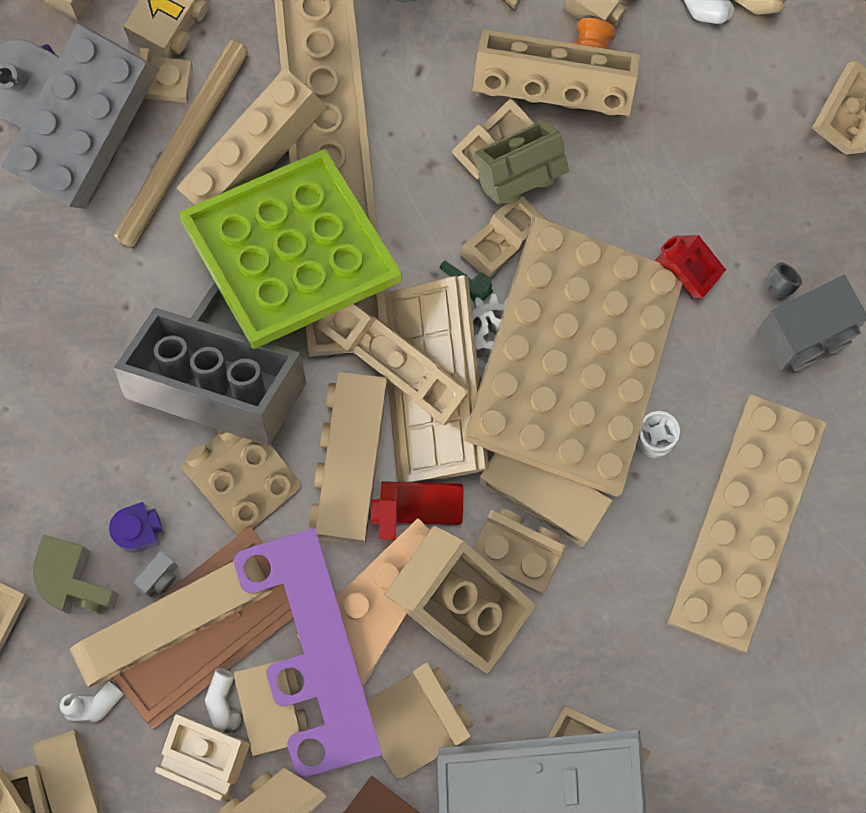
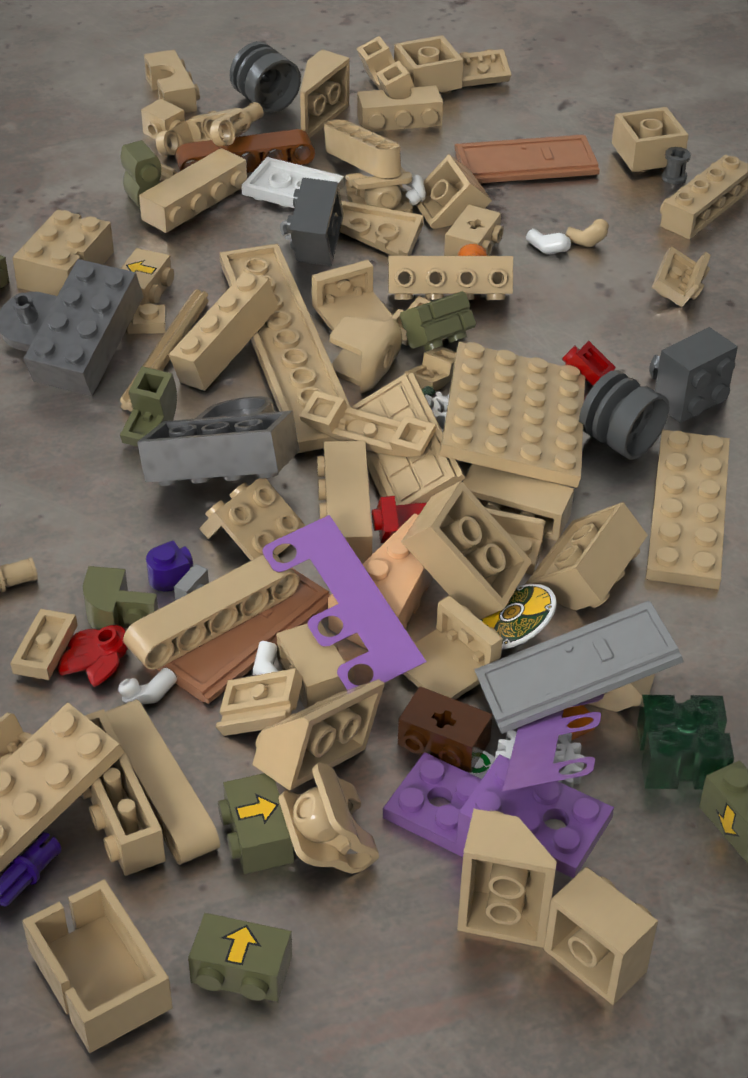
camera: 10 degrees left, 35 degrees down
(35, 643) = (95, 652): none -> red plate
(147, 271) = (153, 402): none -> olive brick
(290, 248) = (269, 367): lime plate -> none
(420, 203) = (366, 351): none -> tan piece
(422, 100) = (347, 293): none -> tan bracket
(508, 689) = (524, 614): none -> shield
(604, 597) = (590, 557): none -> tan slope
(660, 427) = (597, 457): white wheel -> none
(704, 383) = (624, 414): none -> dark grey wheel

